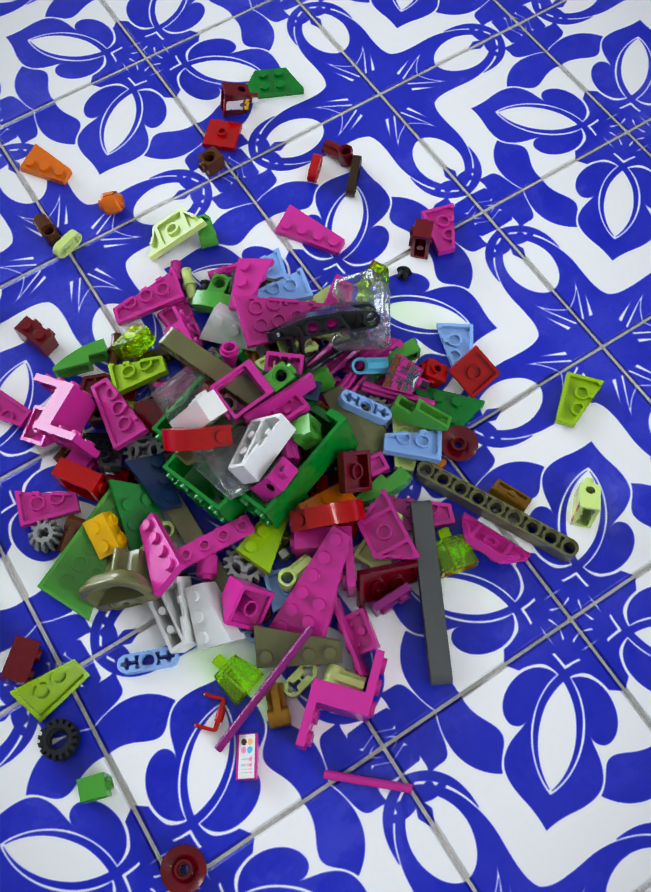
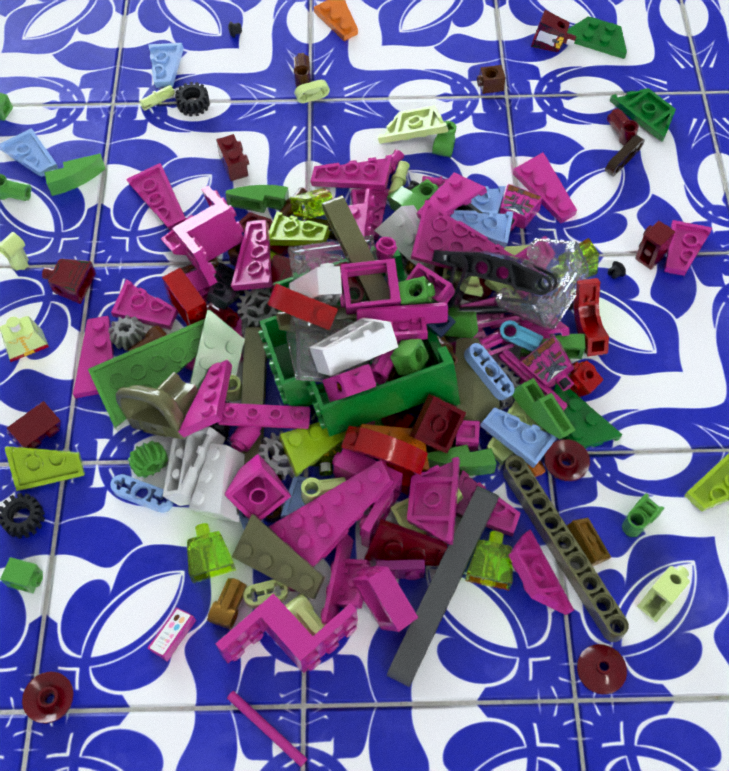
camera: 30 degrees right, 5 degrees down
(30, 570) = (95, 350): none -> dark pink wing
(105, 534) = (175, 356): yellow bracket -> none
(111, 202) = (374, 73): orange head -> none
(137, 630) = (148, 459): none -> bright green gear
(152, 476) = (248, 341): dark blue wing -> none
(219, 715) = (172, 580): red piece -> none
(222, 135) = (519, 61): red plate -> none
(264, 688) = (226, 578): magenta piece -> none
(299, 256) = (522, 204): none -> torso
(315, 167) = (590, 130): red beam -> none
(348, 130) = (647, 110): none -> green wing
(397, 629) = (384, 598): none -> dark pink window
(408, 324) = (588, 317): none -> red arch
(456, 339) = (628, 367): light blue wing -> none
(474, 371) = (627, 398): red plate -> none
(535, 452) = (644, 513): none -> bright green piece
(568, 591) = (596, 679): none -> dark red dish

